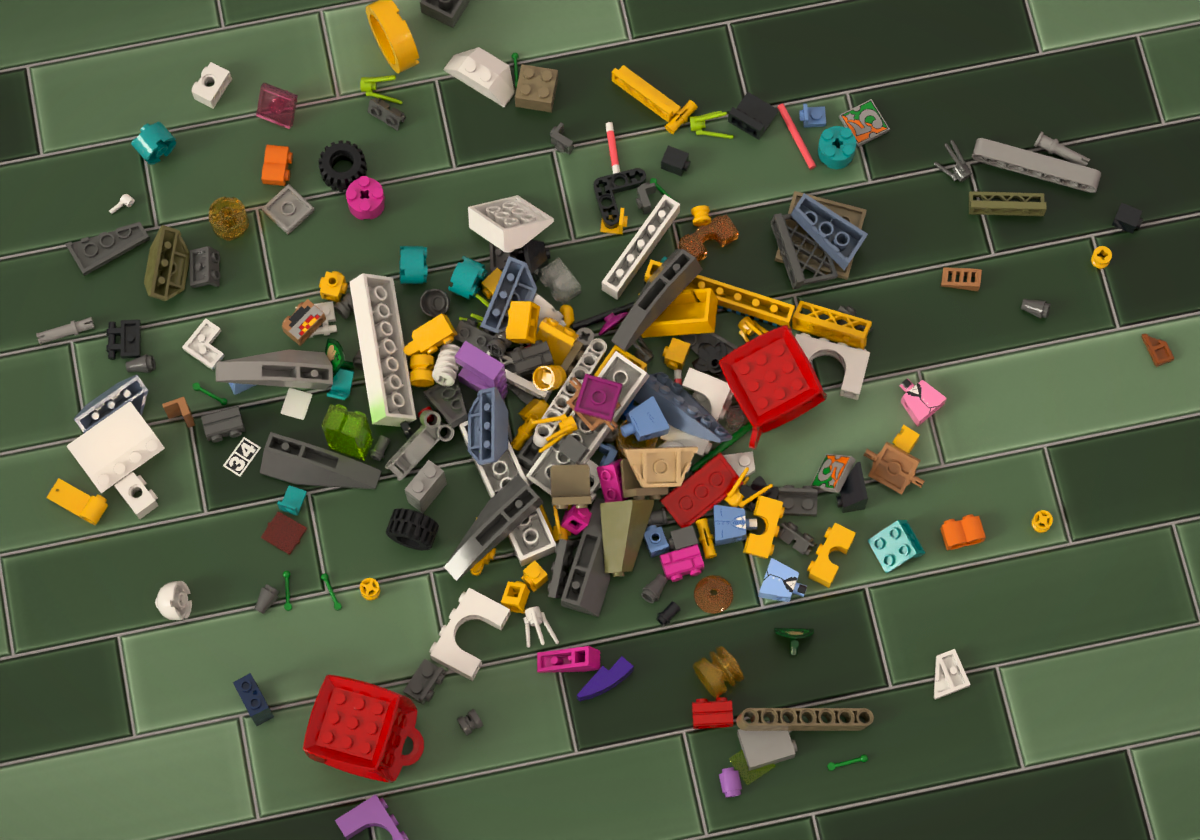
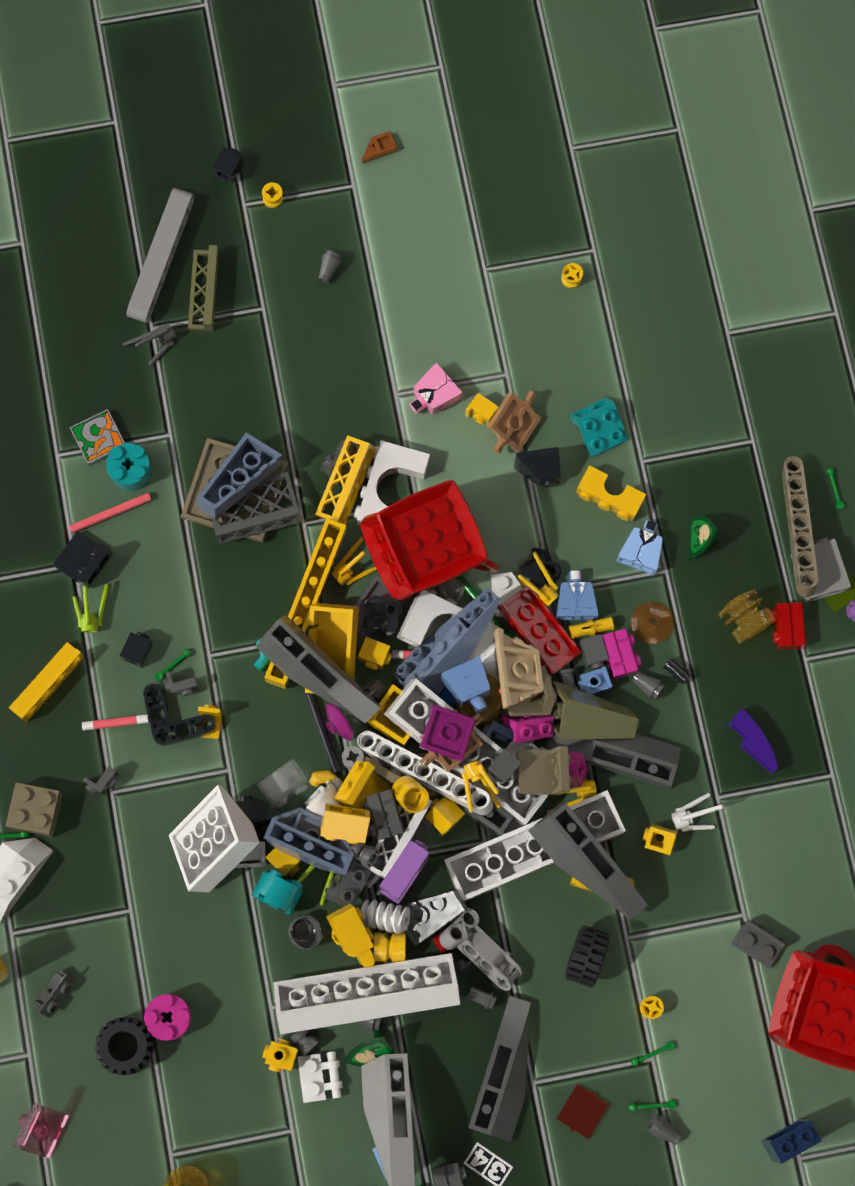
camera: 95 degrees left, 5 degrees up
(276, 165) = (118, 1130): orange brick -> none
(288, 209) = (175, 1114): light grey tile -> none
(292, 500) = (545, 1101): teal bracket -> none
(296, 403) = (425, 1099): white sticker -> none
(303, 322) = (328, 1091): brick -> none
(341, 384) = (406, 1043): teal bracket -> none
(347, 431) = (473, 1035): clear neon green piece -> none
(369, 84) = (16, 1014): lime plant -> none
(413, 265) = (258, 958): teal brick -> none
(425, 486) = (536, 940): light grey brick -> none
(470, 722) = (807, 896): dark grey wheel -> none
(471, 607) = (672, 889): white arch -> none
(488, 427) = (474, 865): sand blue wedge -> none
(524, 432) = (470, 825): yellow pin -> none
(534, 576) = (636, 818): yellow brick -> none
(559, 567) = (629, 788): dark grey wing -> none
(569, 660) = (732, 780): dark pink slope -> none
(640, 247) = (244, 690): white brick -> none
(681, 117) = (90, 650): yellow pin -> none
(701, 215) = (206, 622): yellow wheel -> none
(720, 230) = (245, 631): clear orange arch -> none
(770, 511) = (599, 566): yellow arch -> none
(799, 500) = (549, 528): dark grey bracket -> none
(803, 541) = (596, 523): dark grey hinge -> none
(812, 116) = (86, 493): medium blue bracket -> none
(833, 473) = (520, 487): tile -> none
(949, 675) = (741, 379): white wing -> none
(962, 532) = (585, 356): orange brick -> none
(969, 272) = (292, 324): medium nougat slope -> none
(1053, 146) = (139, 235): light grey pin -> none

